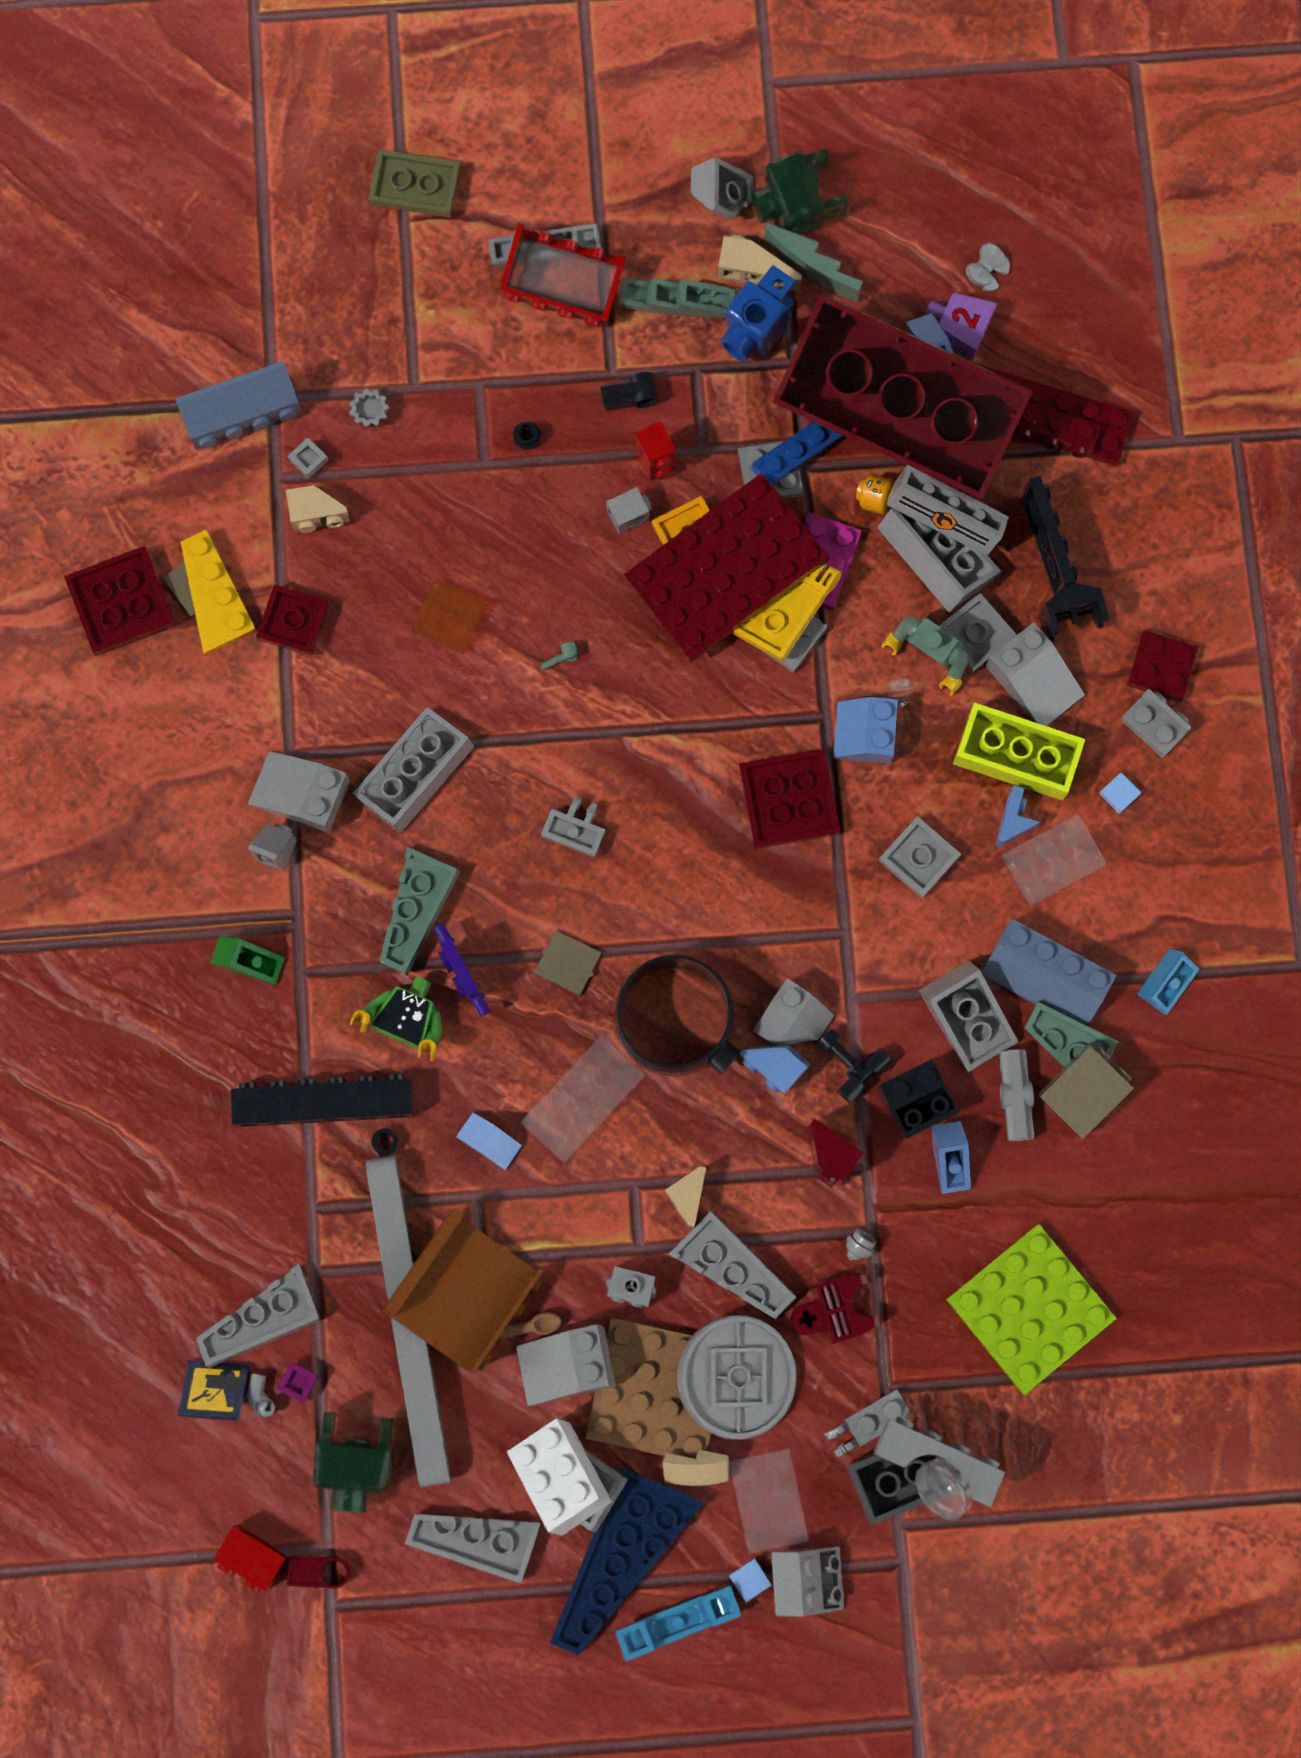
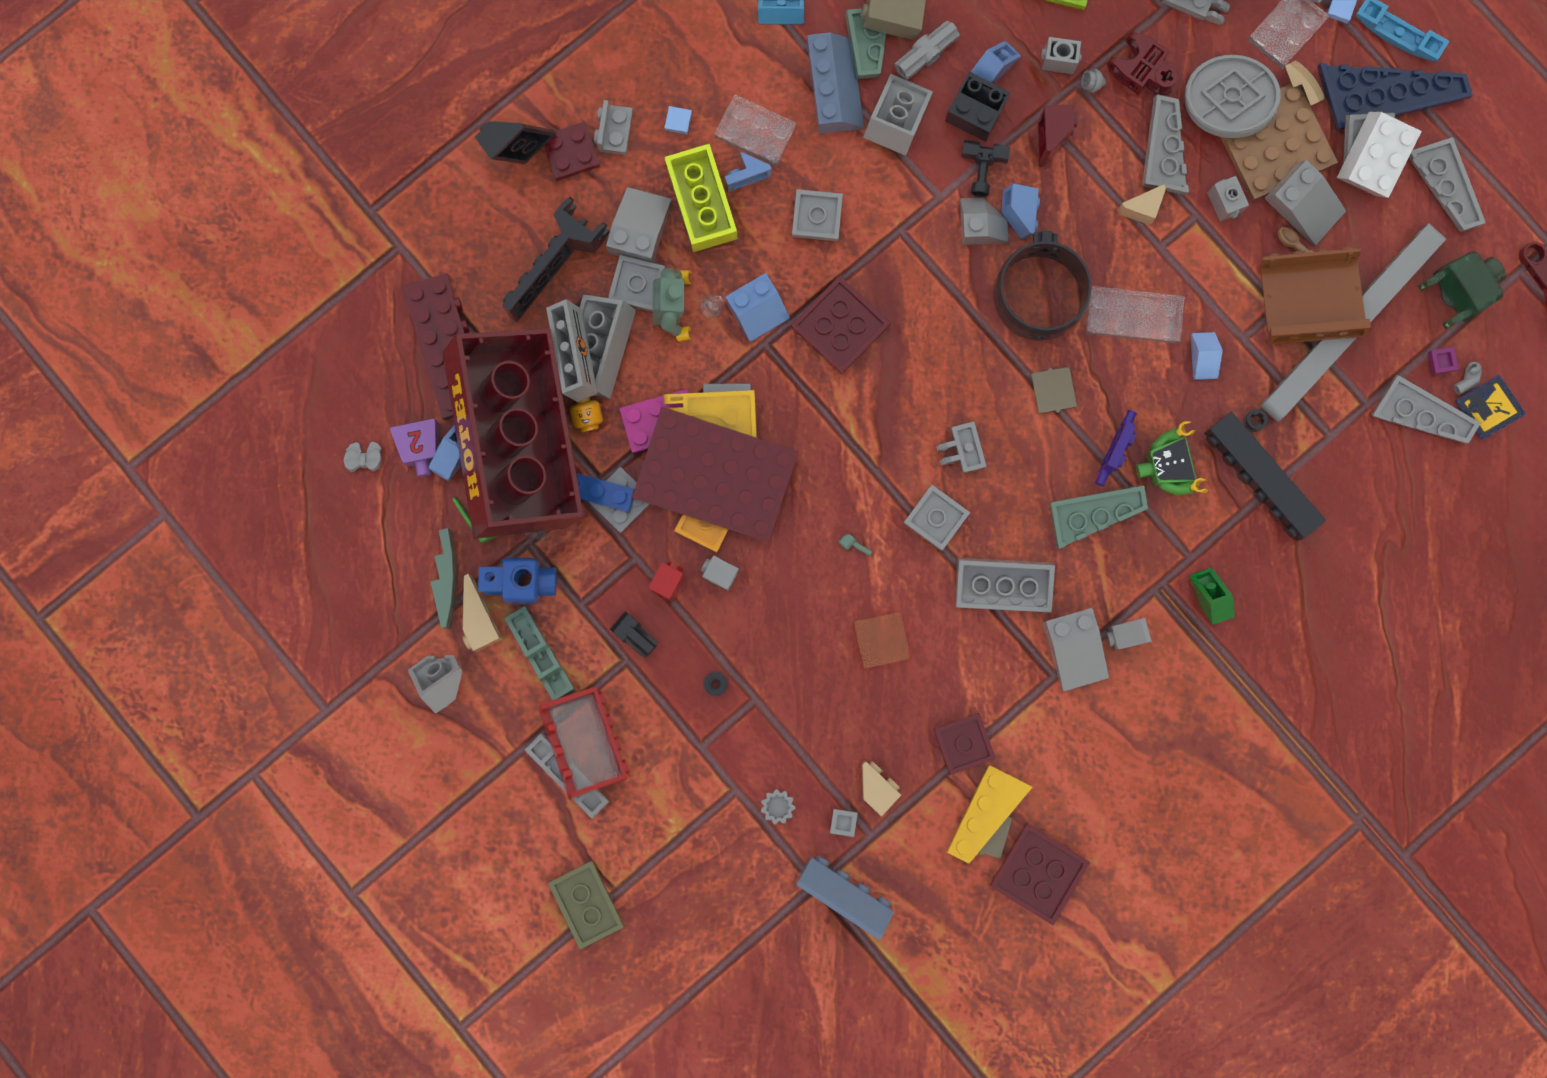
camera: 125 degrees left, 5 degrees up
(527, 751) = (936, 517): none -> light grey plate
(793, 195) = (405, 625): clear green piece -> none
(921, 1221) = (1061, 55): none -> light grey head
(1207, 602) = (512, 140): none -> black slope

